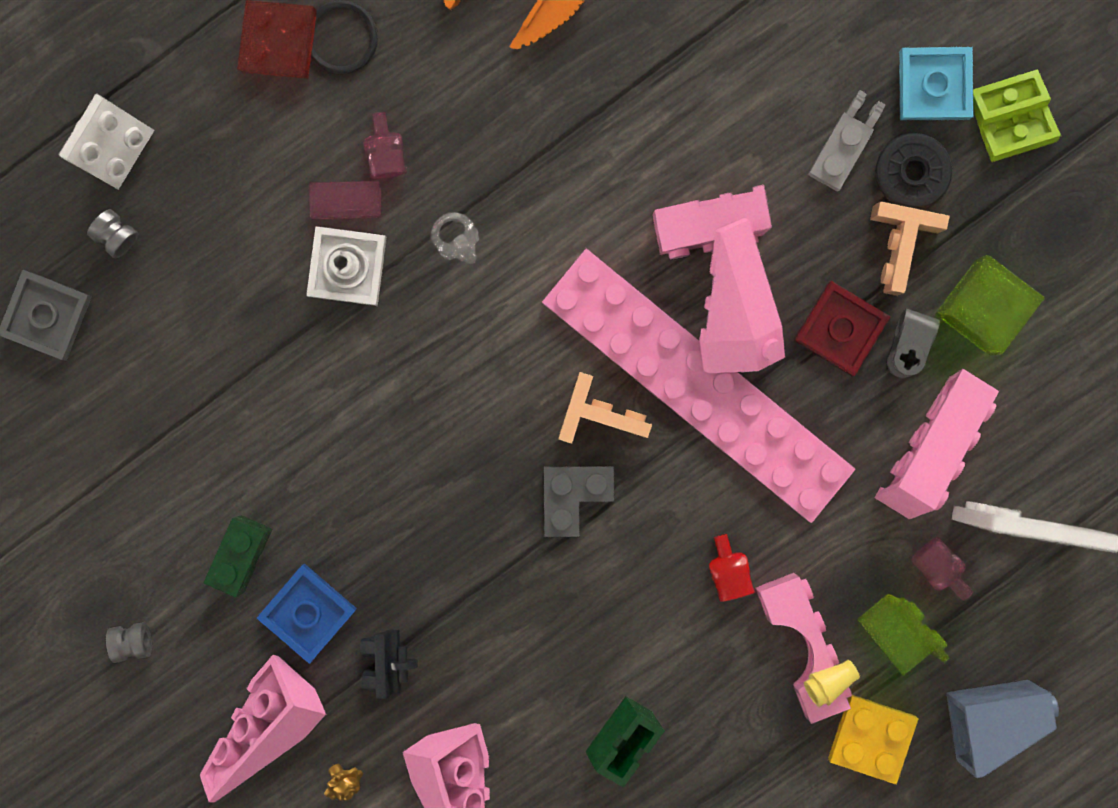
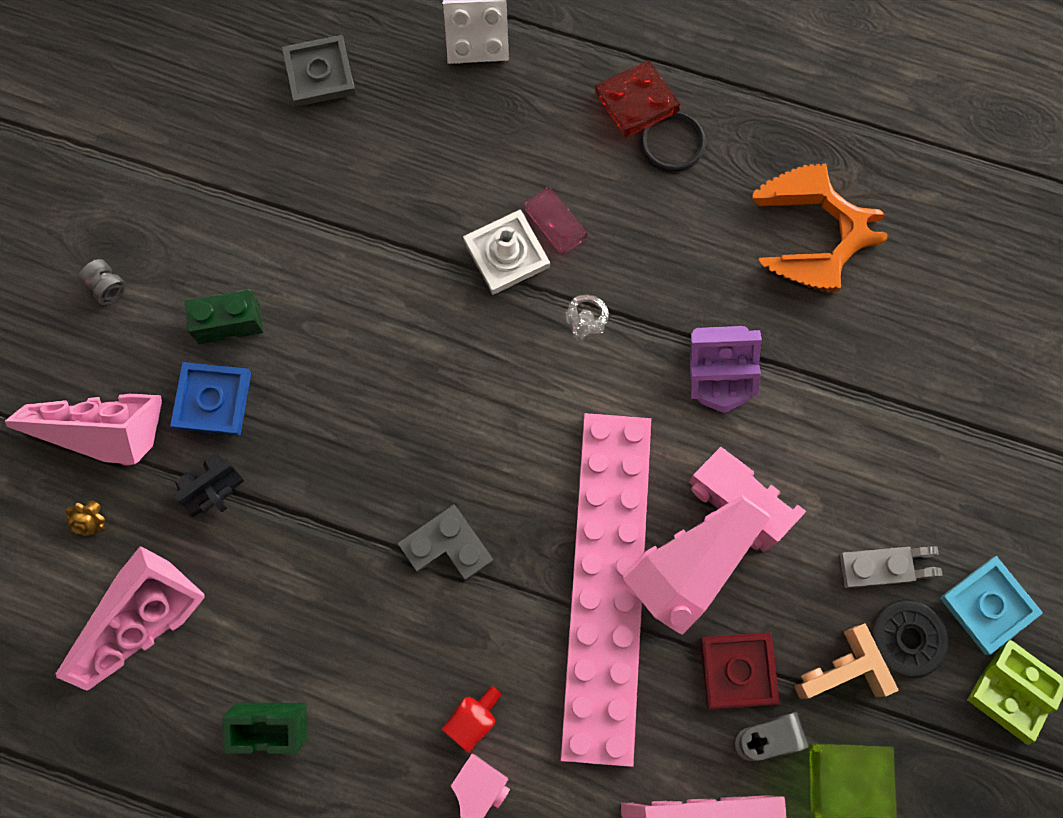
camera: 55 degrees right, 15 degrees down
(112, 233) = (412, 77): flat silver wheel -> none
(384, 150) = (613, 223): clear pink piece -> none
(584, 151) = (724, 366): none -> medium lavender piece
(599, 412) = (529, 516): light nougat bracket -> none

